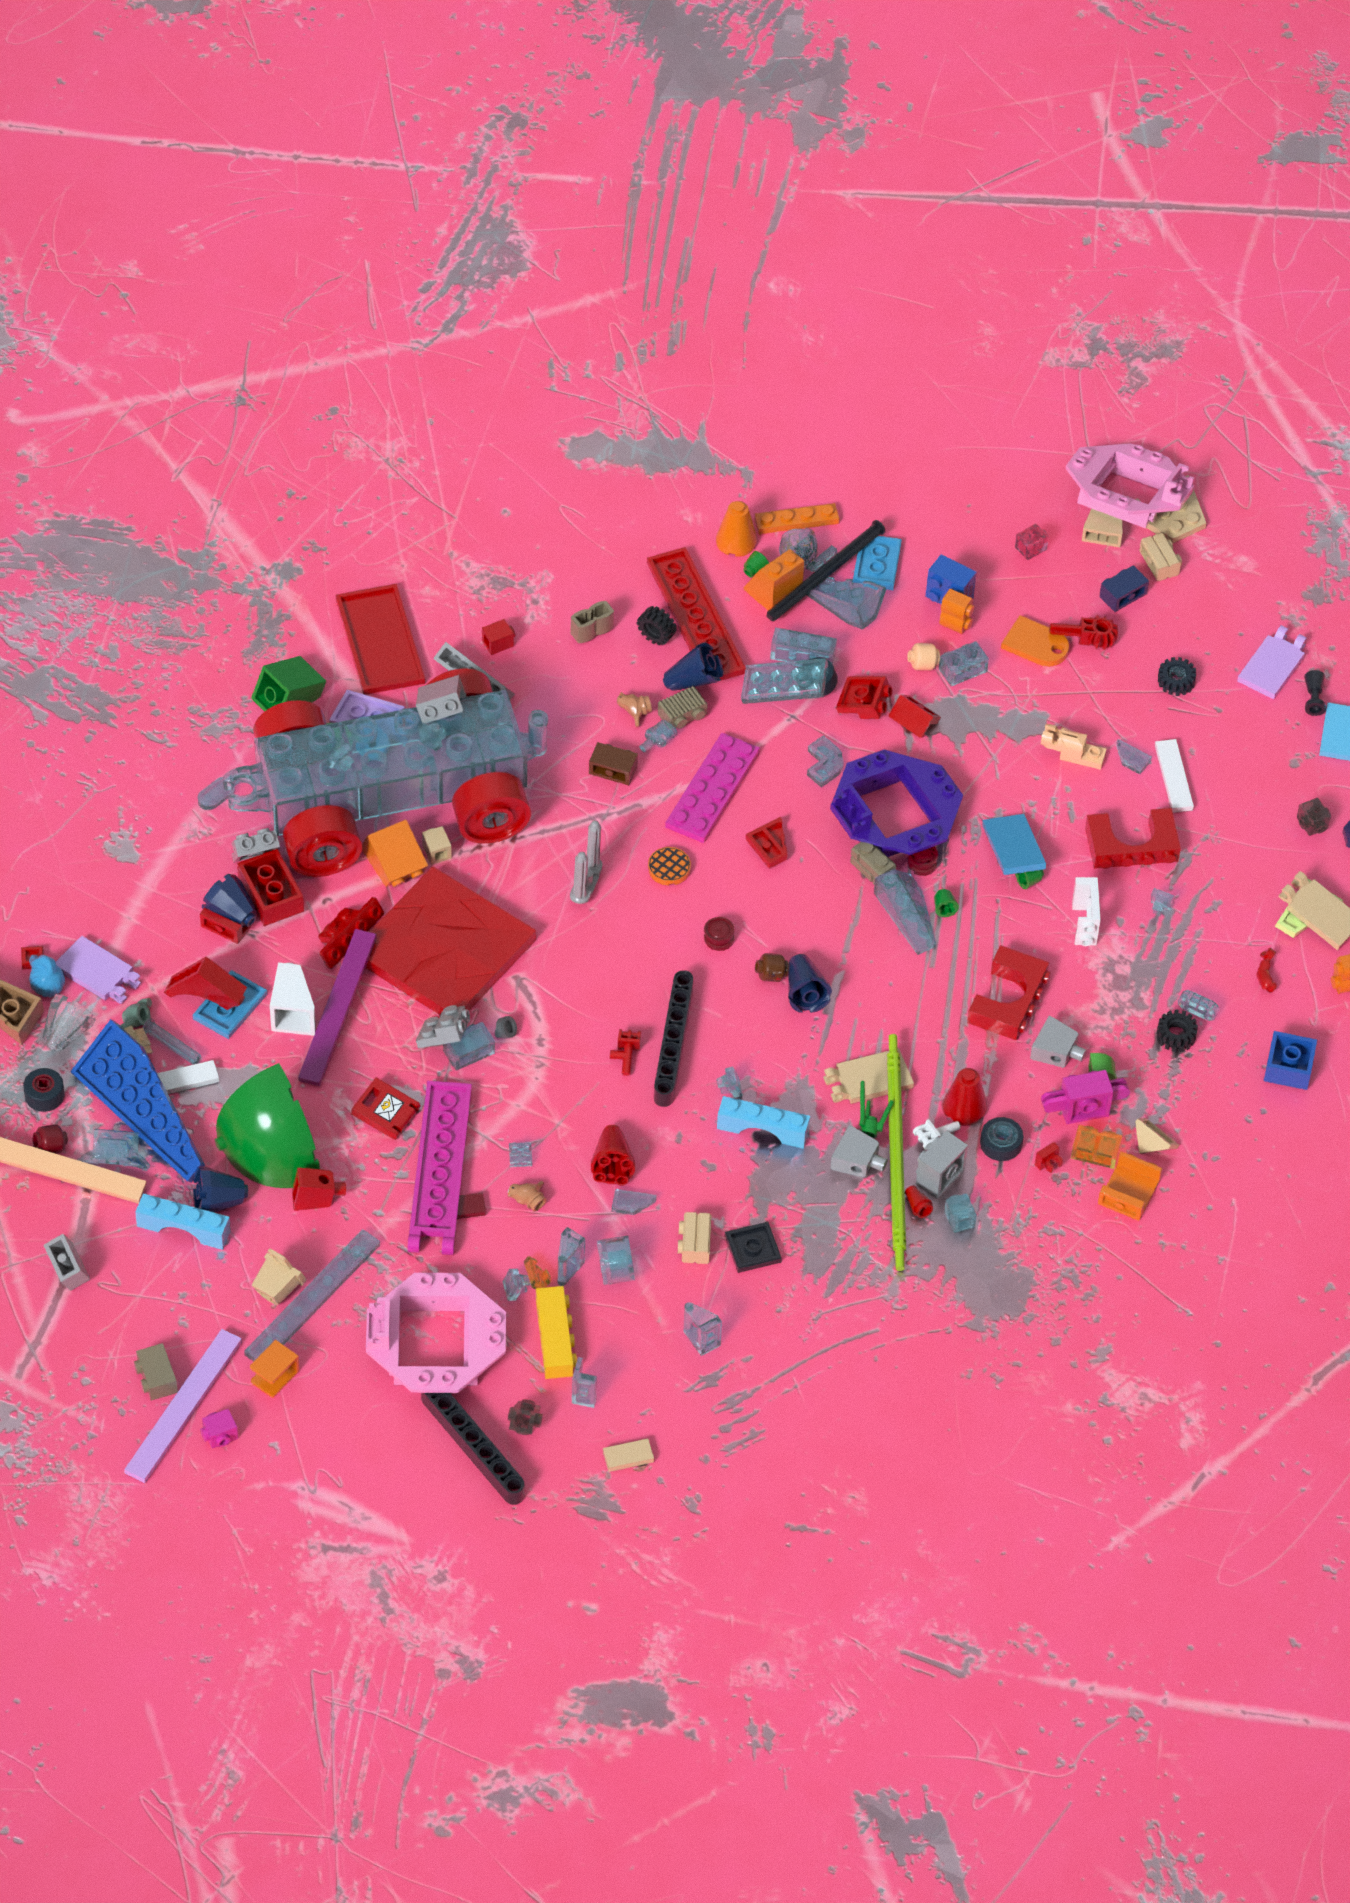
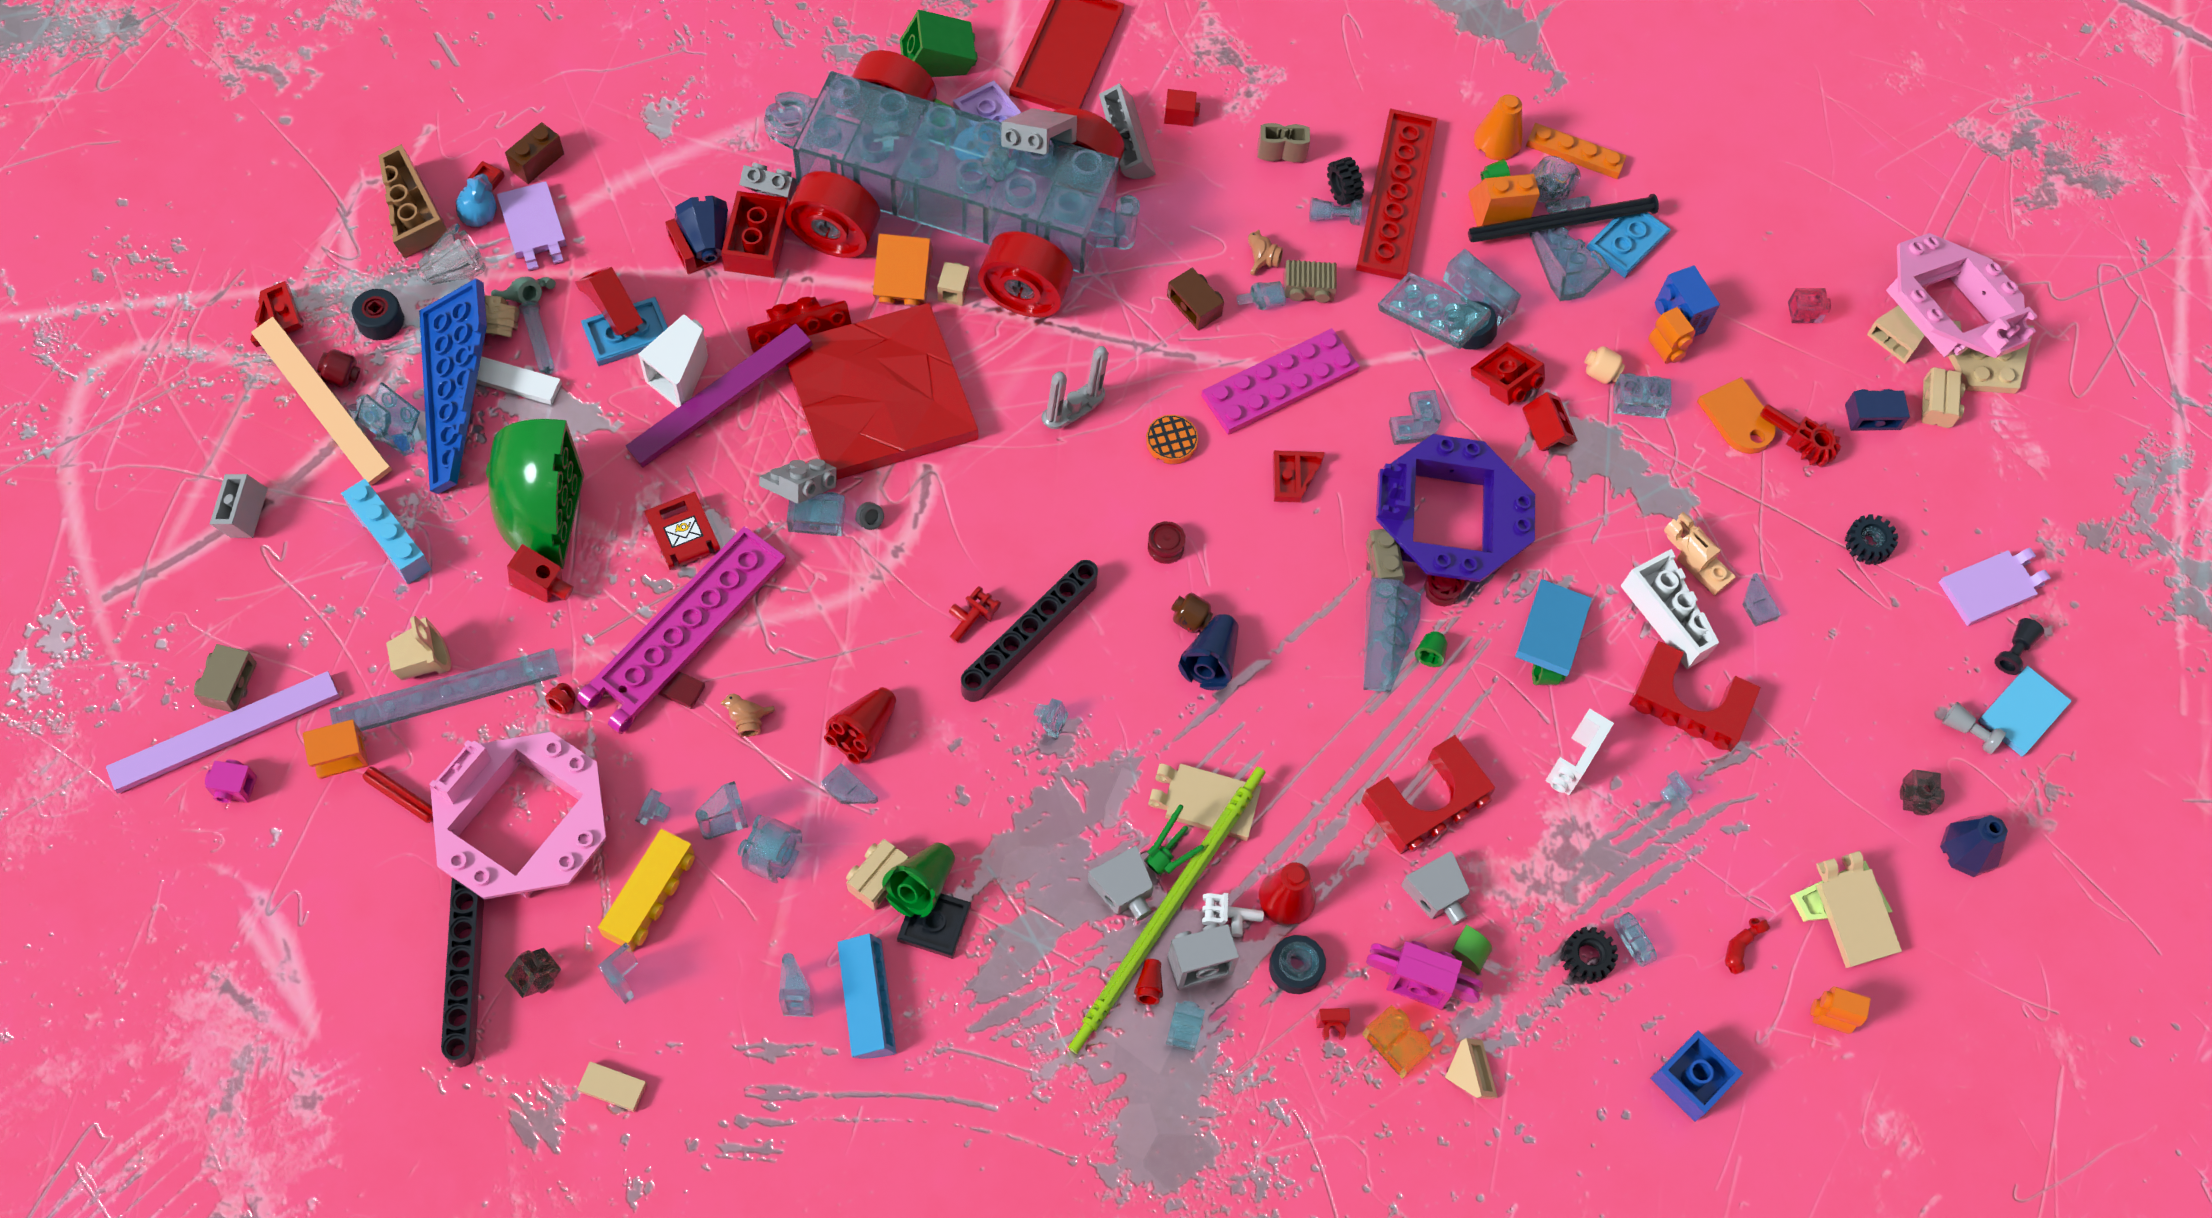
camera: 30 degrees right, 10 degrees up
(57, 920) = (534, 153): none -> reddish brown brick
(217, 1190) = (442, 518): dark blue cone -> none
(338, 1373) = (398, 794): none -> red axle
(396, 1256) = (559, 700): none -> red tile
(520, 1154) = (776, 663): clear light blue tile -> none
(537, 1277) = (681, 812): tile -> none
(653, 655) = (1325, 210): none -> clear light blue piece
(694, 669) = (1349, 246): dark blue cone -> none
(729, 1224) = (918, 881): none -> green cone
(747, 1311) = (866, 997): none -> dark azure brick
(788, 1126) = (1066, 798): medium azure arch -> none
(1080, 790) = (1671, 608): none -> white wedge
(1130, 1186) = (1403, 1115): orange panel -> none
(1174, 775) = (1791, 650): white tile -> none
(1310, 759) = (1964, 721): none -> light grey piece

